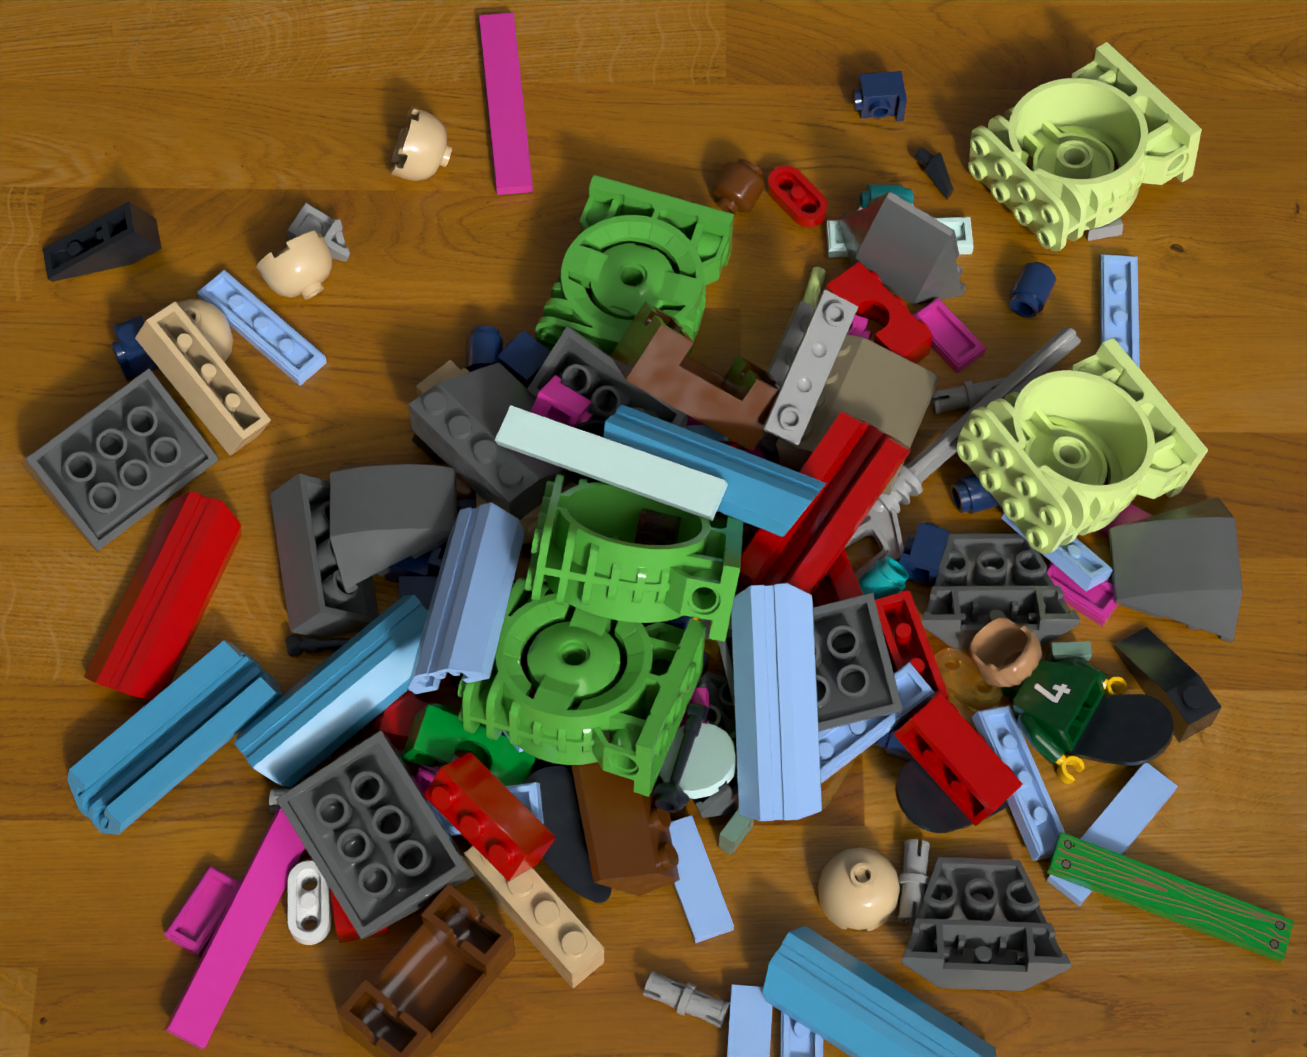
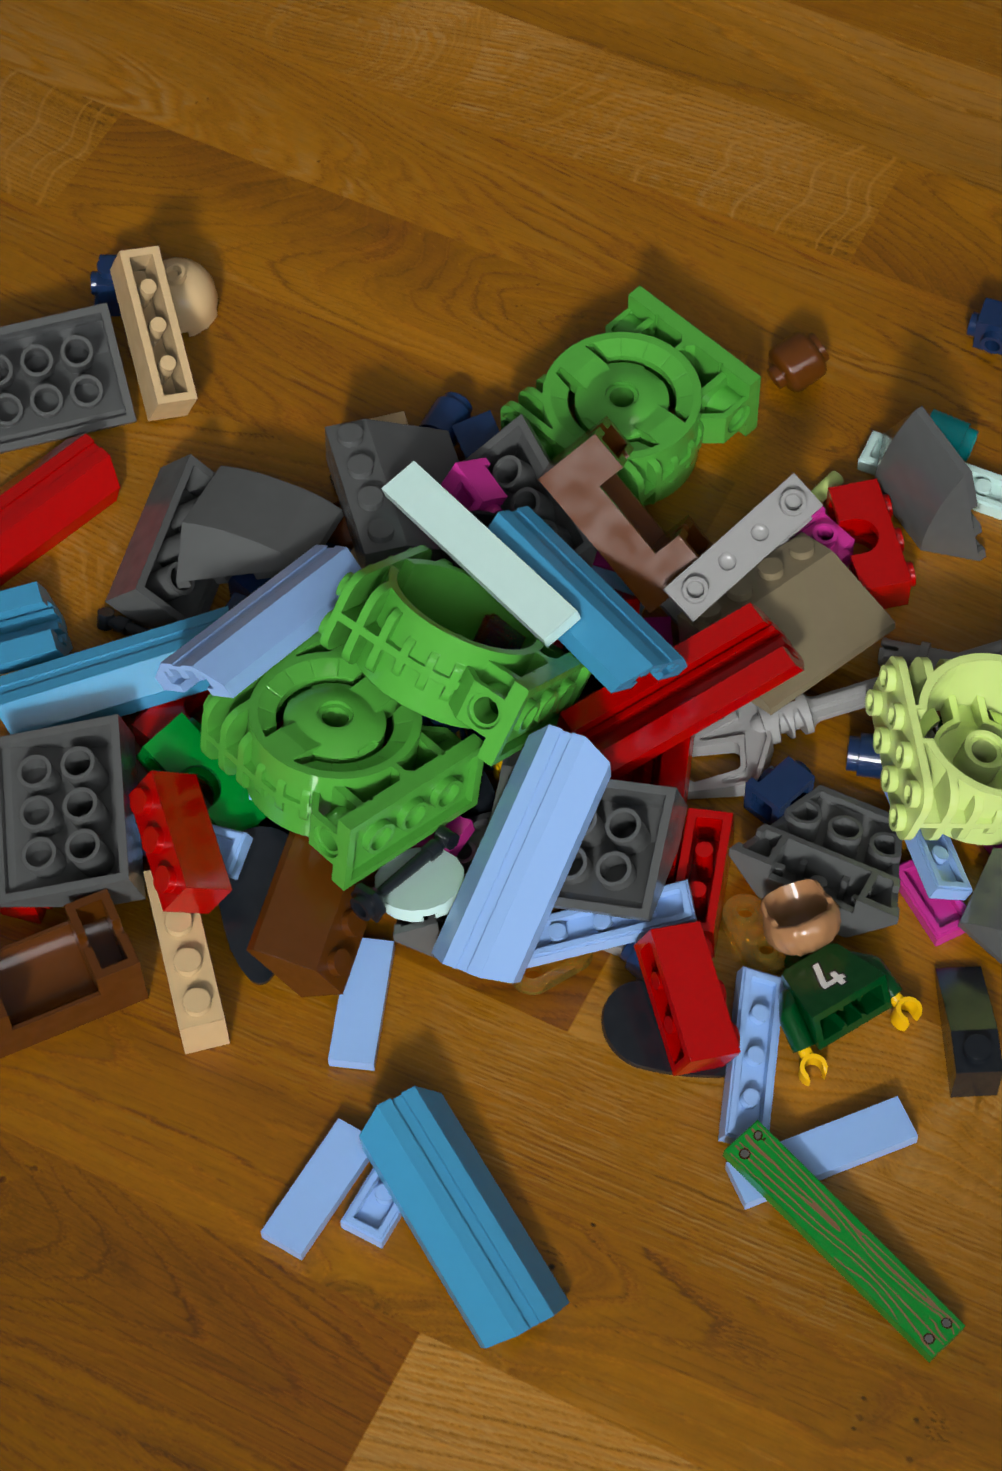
camera: 30 degrees right, 5 degrees down
(104, 244) = (146, 180): black slope -> none
(263, 328) = (248, 316): light blue tile -> none
(298, 267) = (310, 269): tan cylinder -> none
(310, 220) = (352, 248): light grey slope -> none
(420, 147) = (495, 203): tan cylinder -> none
(505, 104) = (608, 197): dark pink tile -> none
(686, 999) = (286, 1111): light grey pin -> none
(734, 832) = (427, 975): sand green tile -> none
(800, 197) = (857, 398): red plate -> none
(858, 889) = (521, 1086): tan cylinder -> none
(884, 578) = (719, 794): teal brick -> none
(913, 880) = (581, 1105): light grey pin -> none
(950, 336) = (938, 593): dark pink tile -> none
(983, 928) = (620, 1179): dark grey wedge -> none
(1065, 650) = (874, 946): sand green tile -> none
(1126, 731) = (887, 1052): black shield -> none

